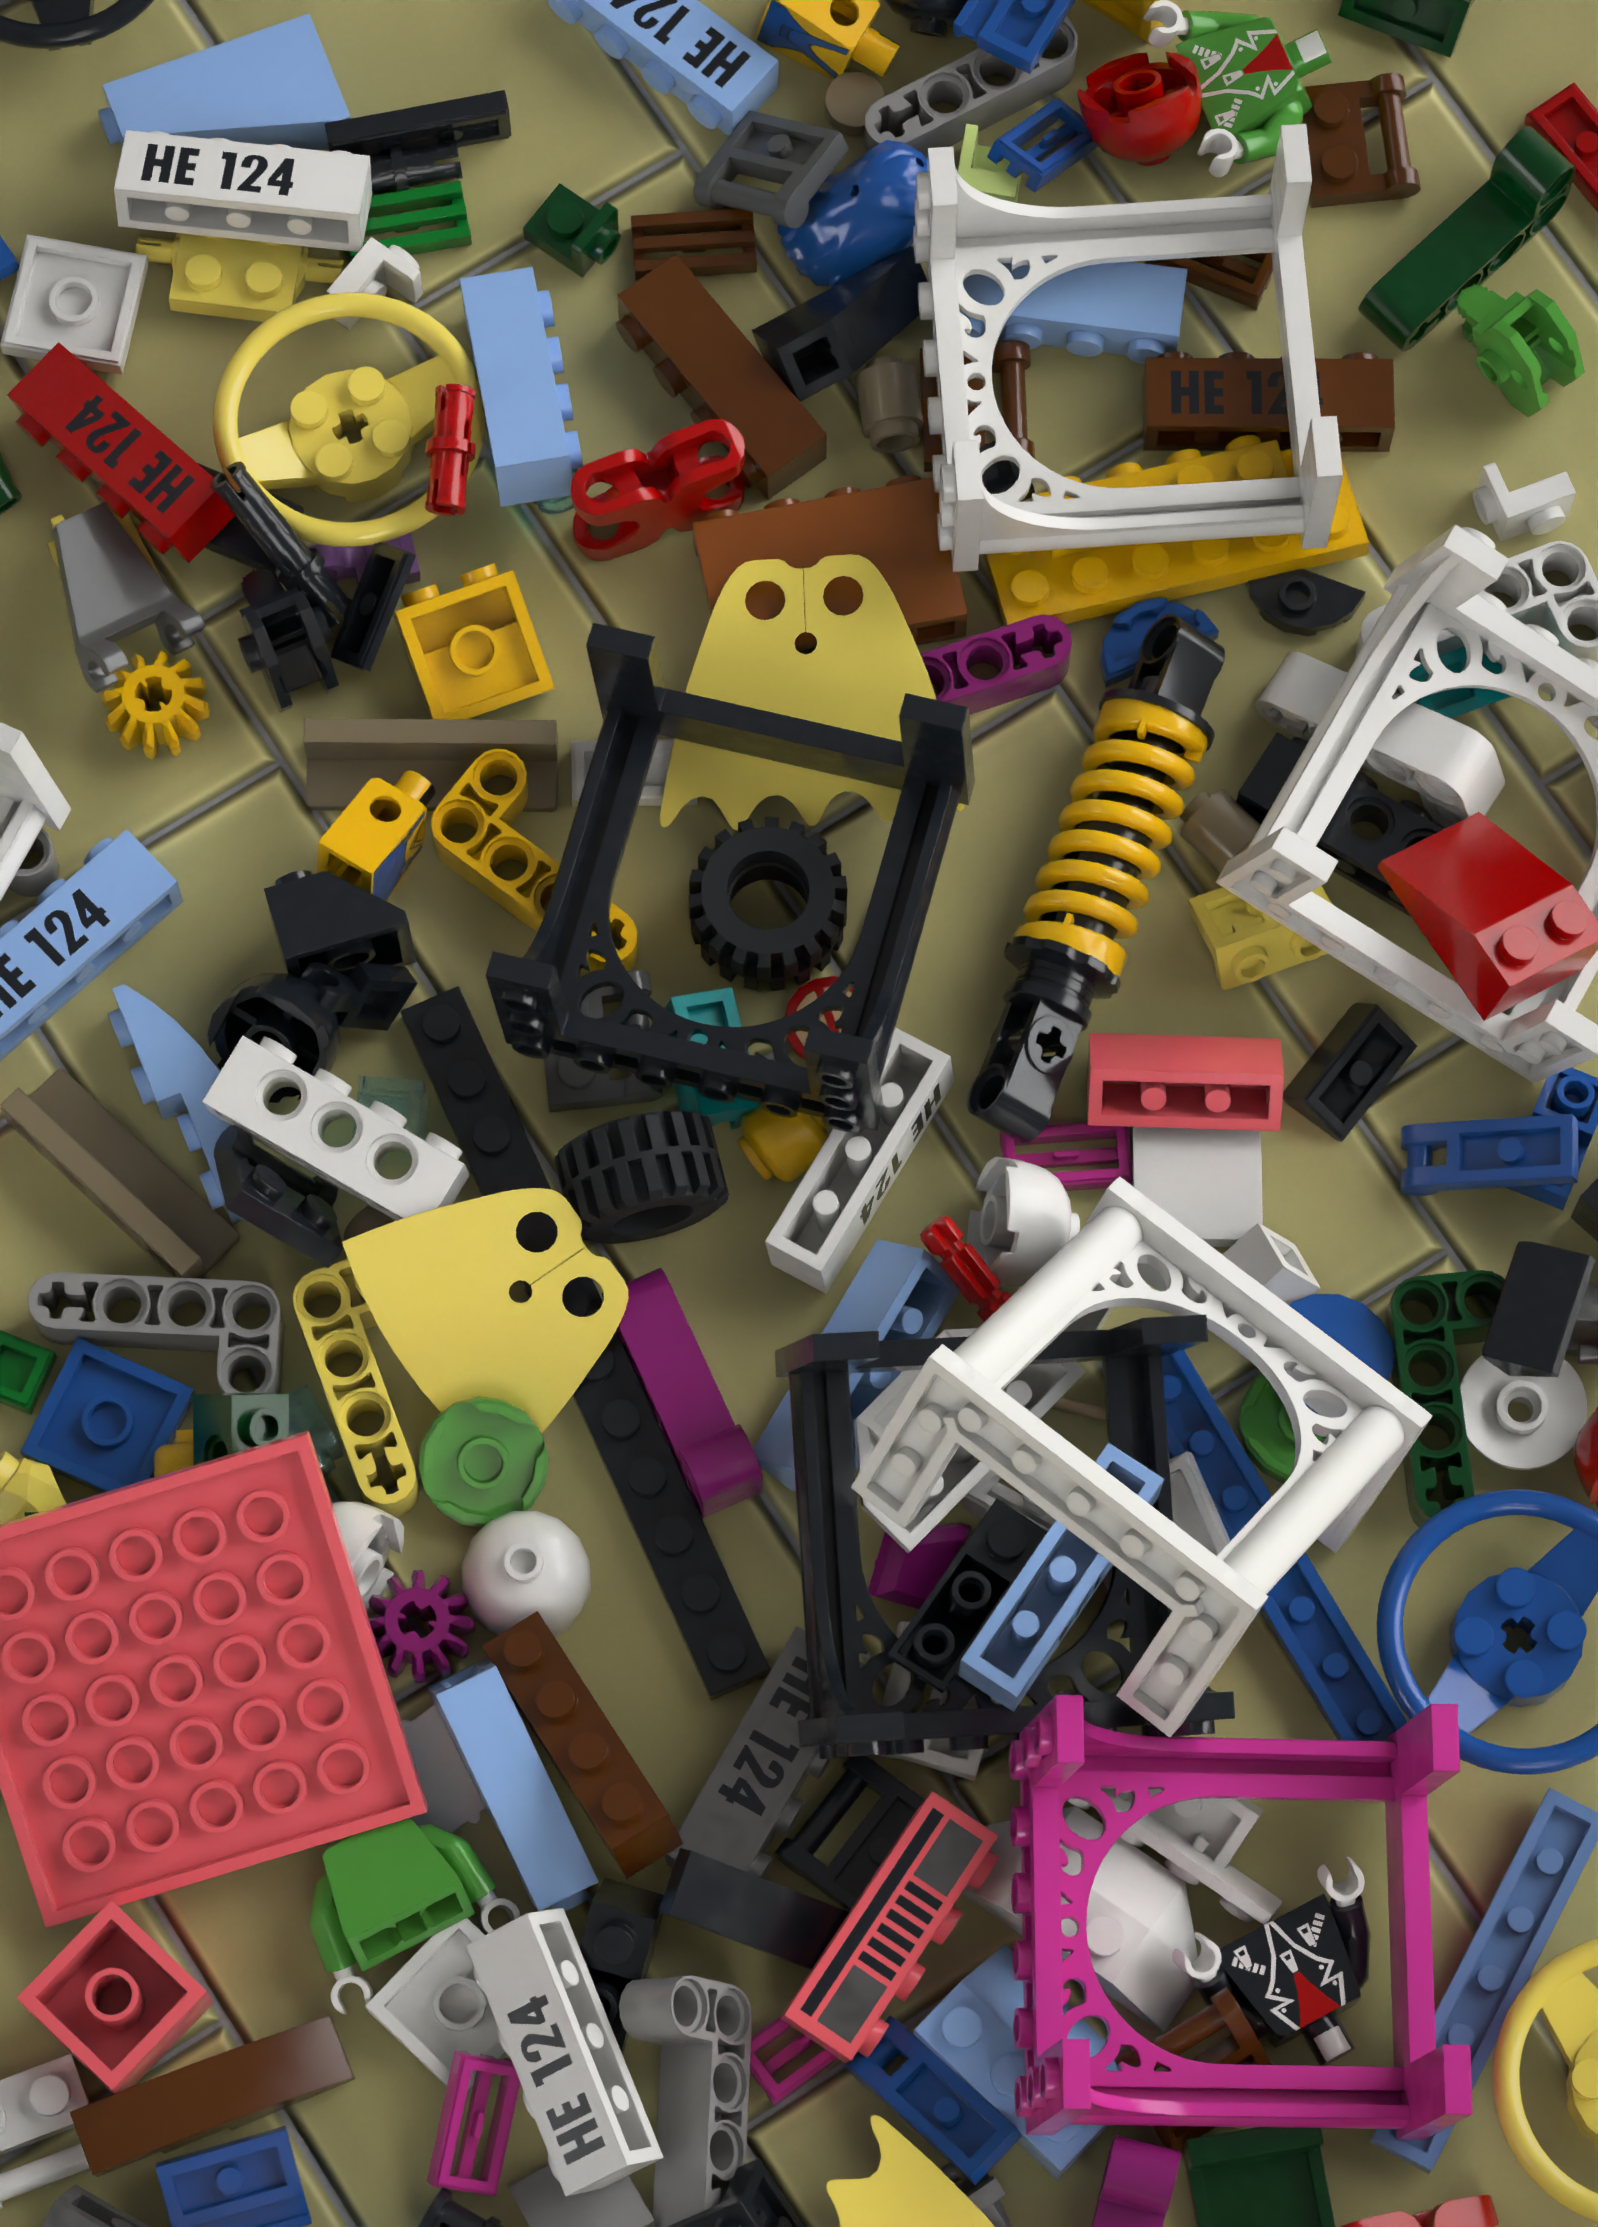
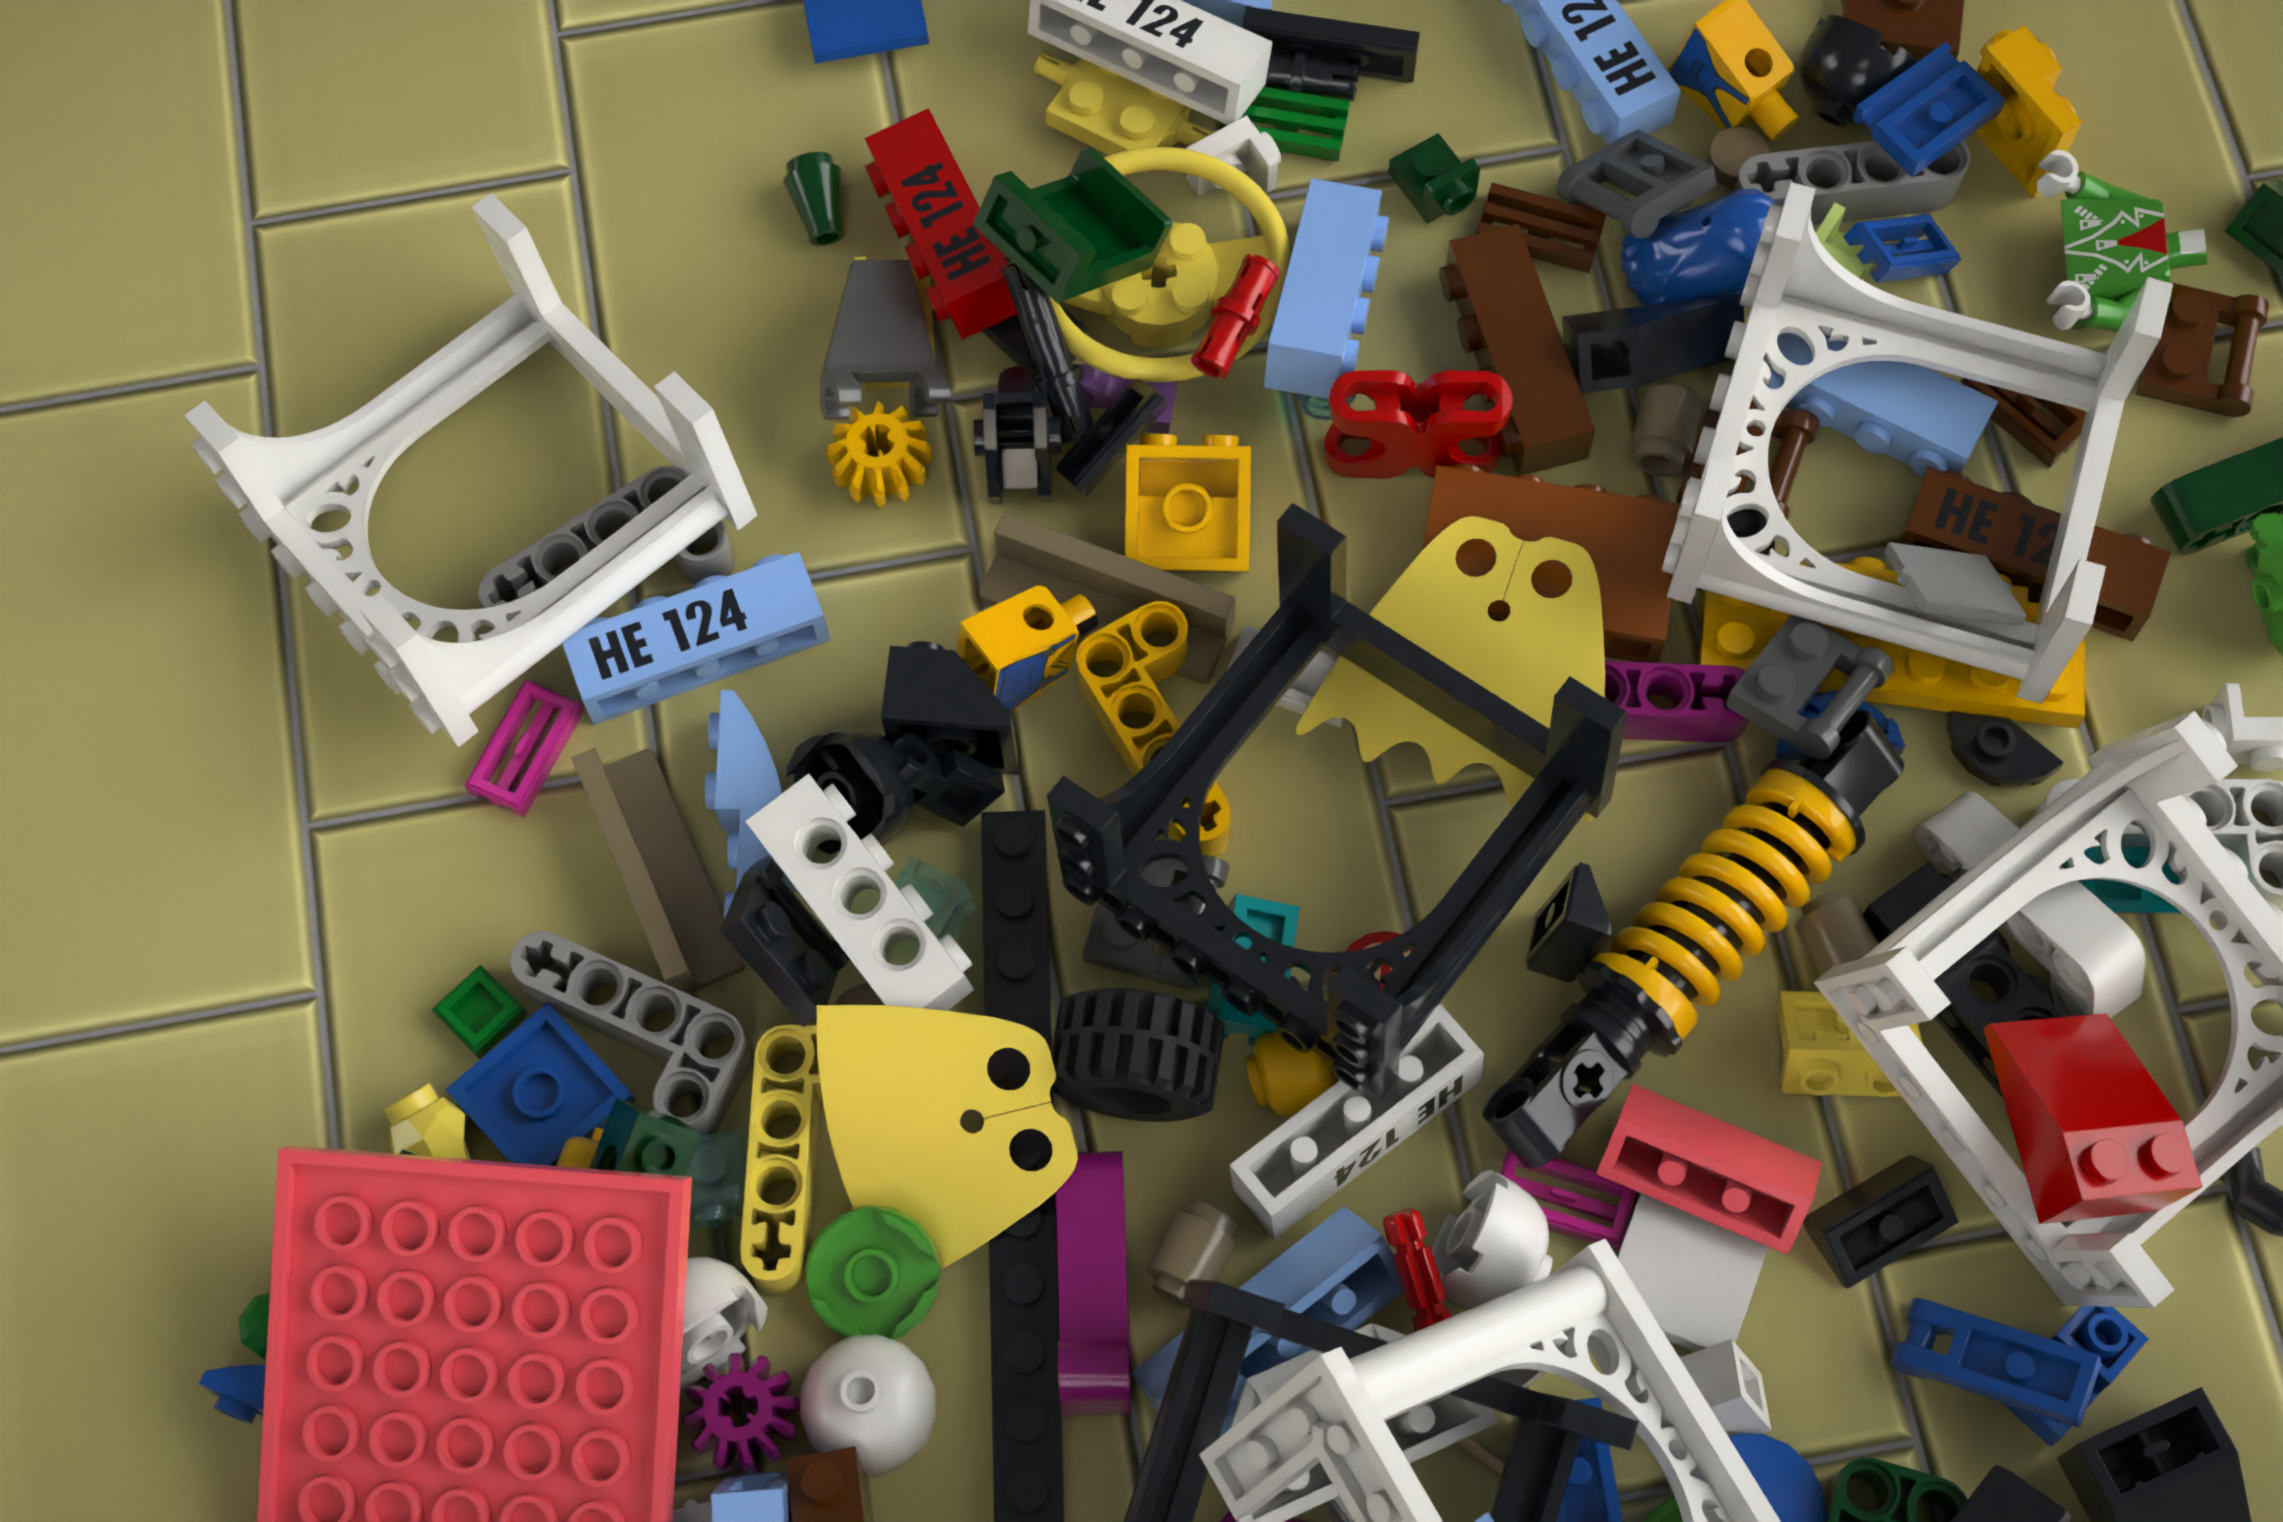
camera: 25 degrees right, 5 degrees down
(76, 298) = (967, 85): white plate -> none
(266, 419) = (1074, 229): none -> dark green panel
(757, 1328) = (1192, 1248): none -> dark tan brick
(777, 856) = (1377, 794): black tyre -> none
(981, 914) = (1569, 927): none -> black slope
(1093, 603) = (1791, 674): none -> dark grey plate
(1142, 107) = (2006, 247): red cylinder -> none
(1209, 466) = (1954, 584): none -> light grey piece

